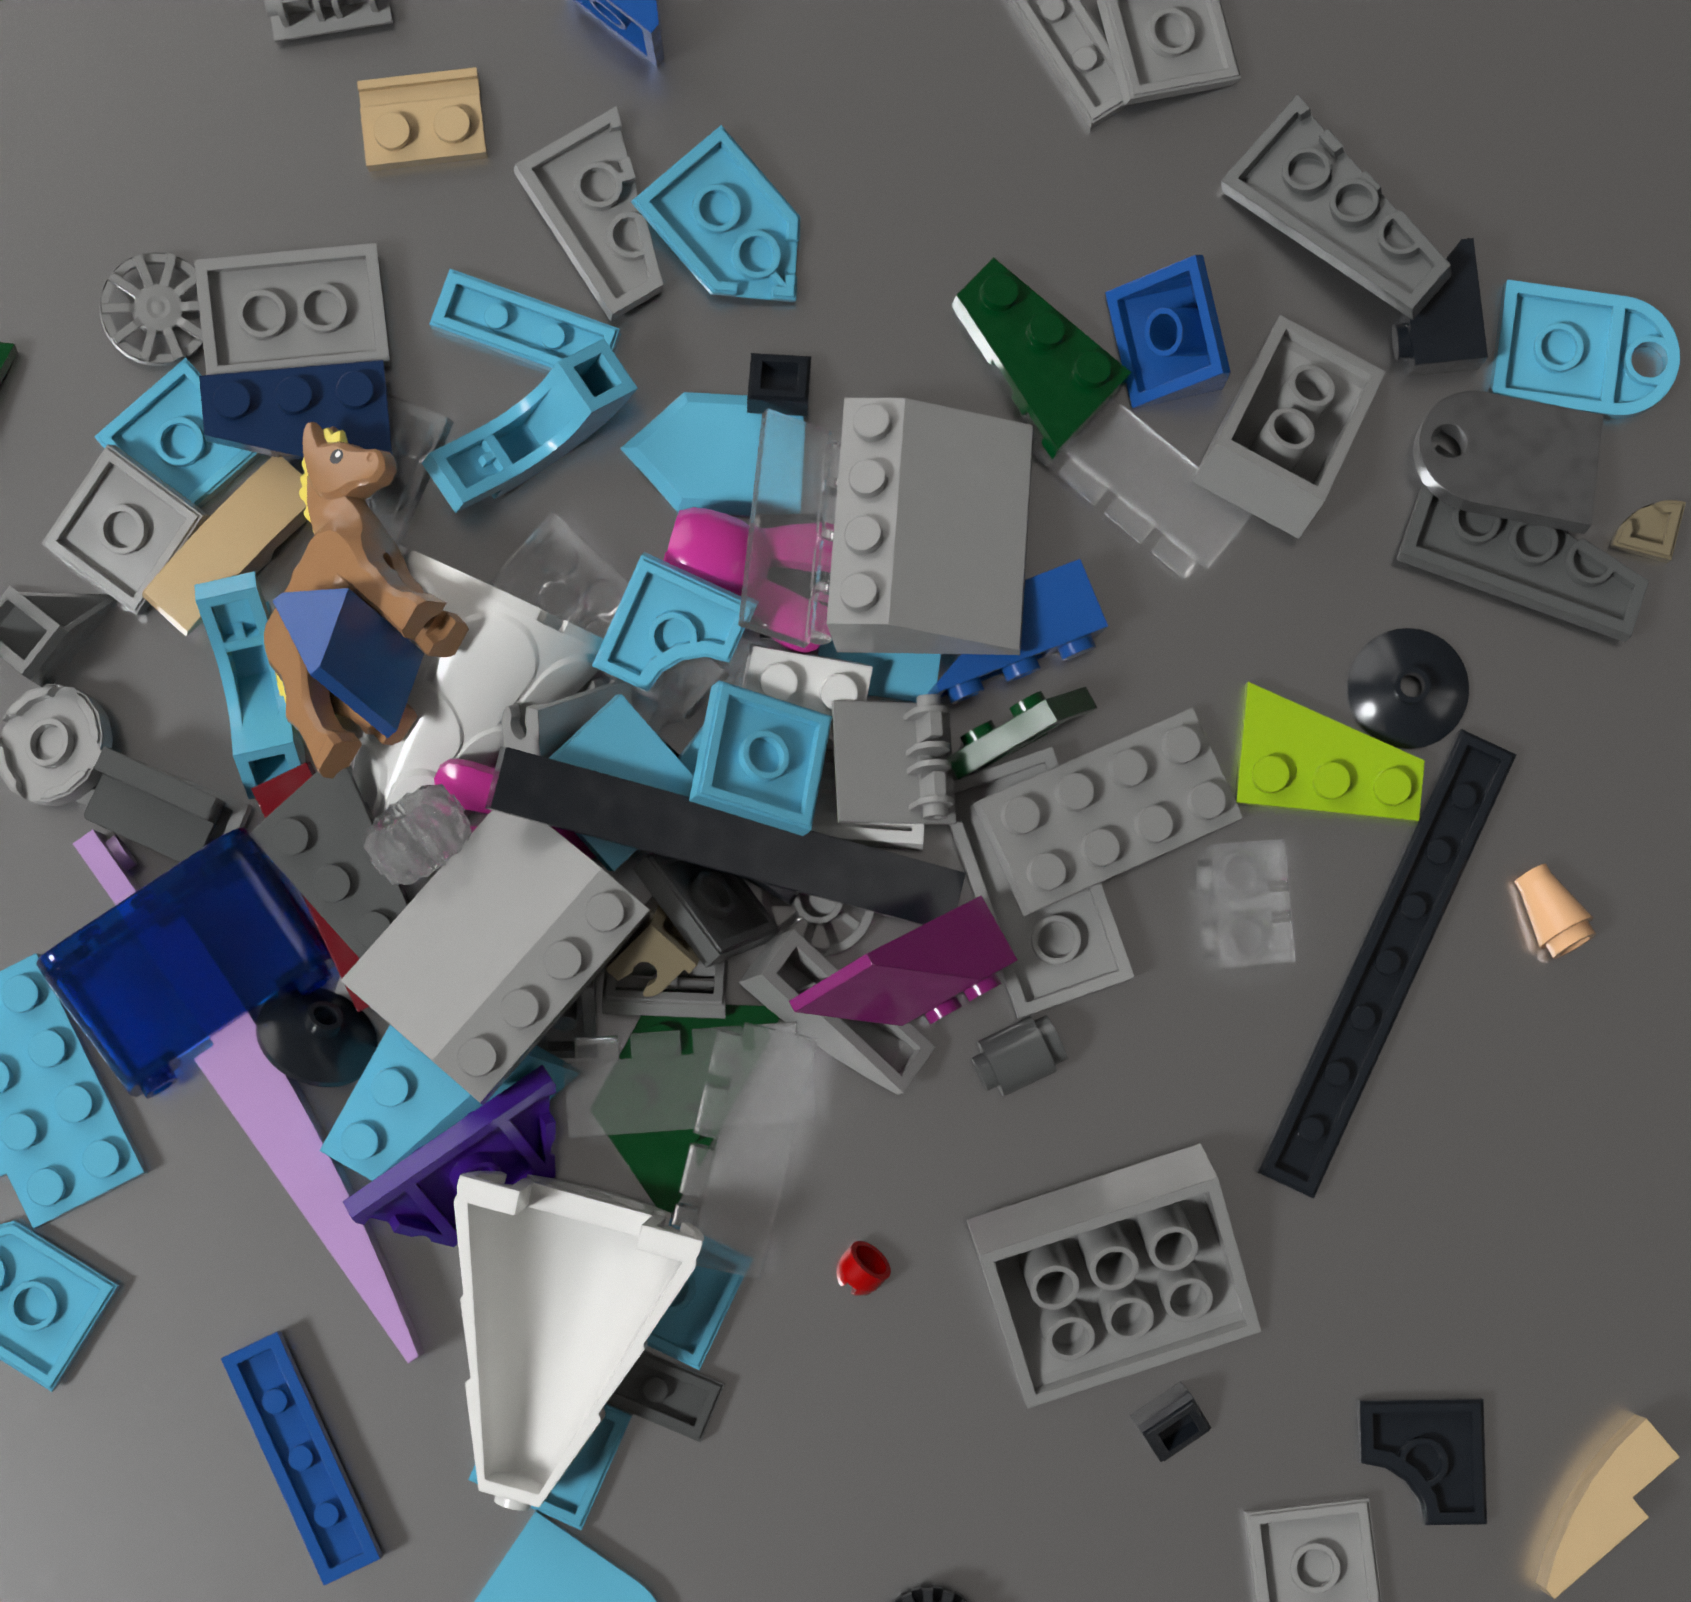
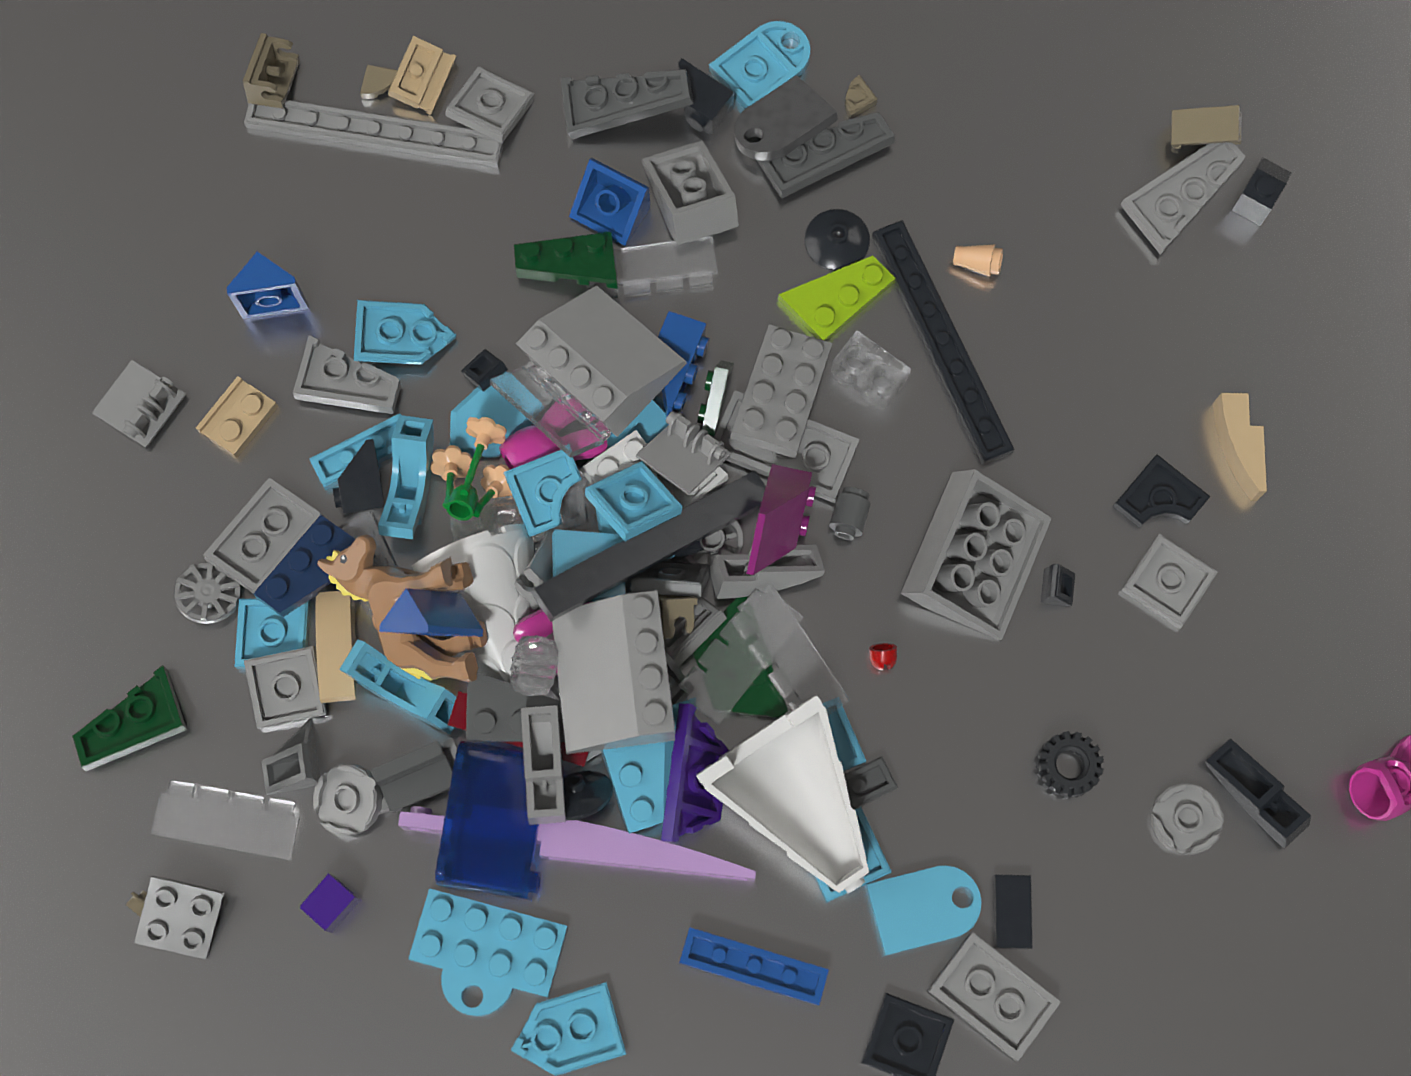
camera: 50 degrees left, 10 degrees down
(302, 963) = (543, 765): none -> light grey slope
(473, 372) = (360, 482): none -> black slope
(558, 535) = (453, 464): none -> light nougat plant

